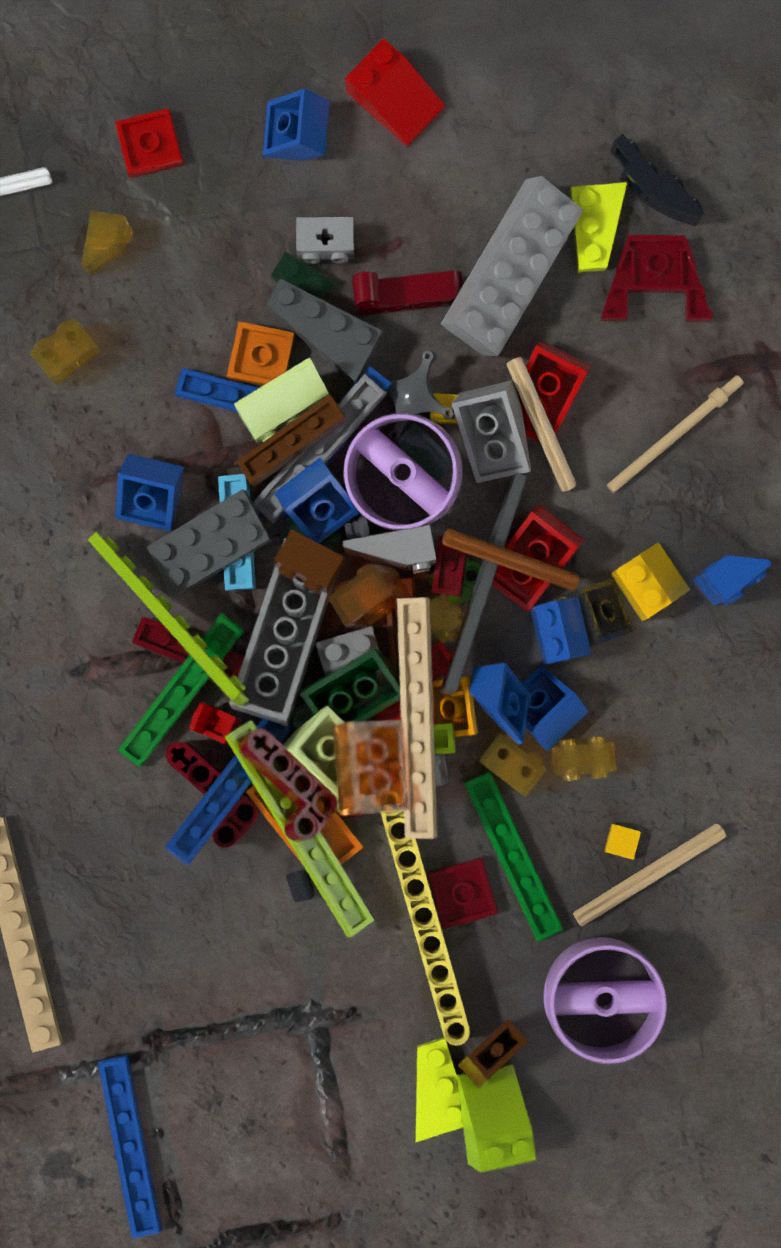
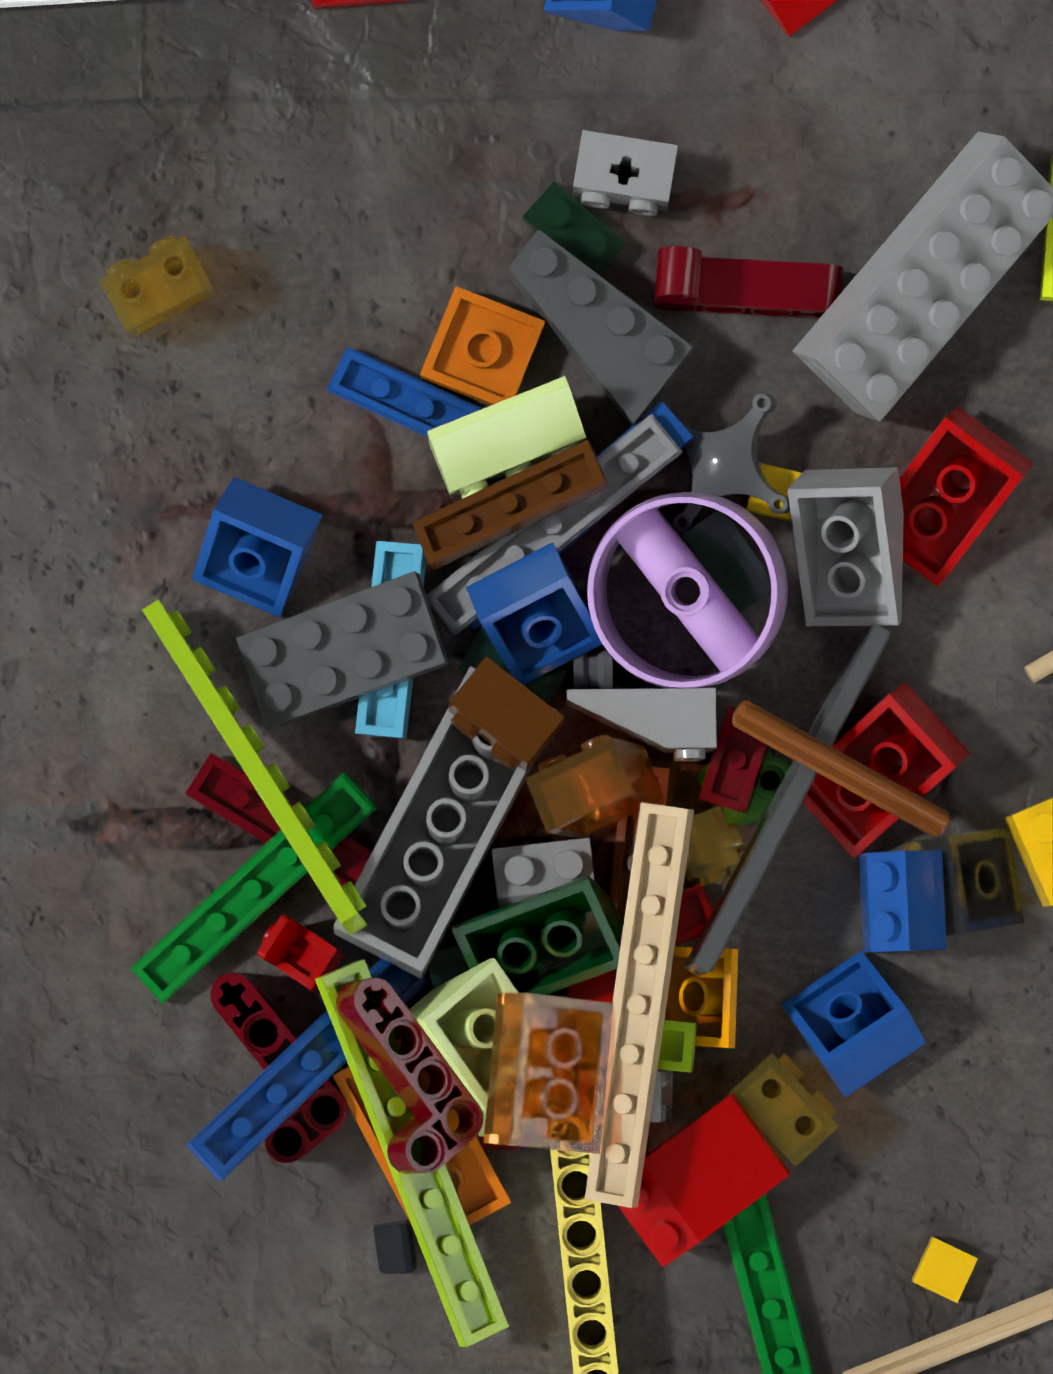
camera: 10 degrees right, 0 degrees up
(104, 240) = (255, 109): clear yellow slope -> none
(462, 893) = (662, 1308): dark red tile -> none
(472, 814) = (703, 1179): none -> red slope
(501, 698) = (785, 996): blue slope -> none
(541, 424) = (932, 548): tan axle -> none
(576, 759) = (916, 1121): clear yellow brick -> none

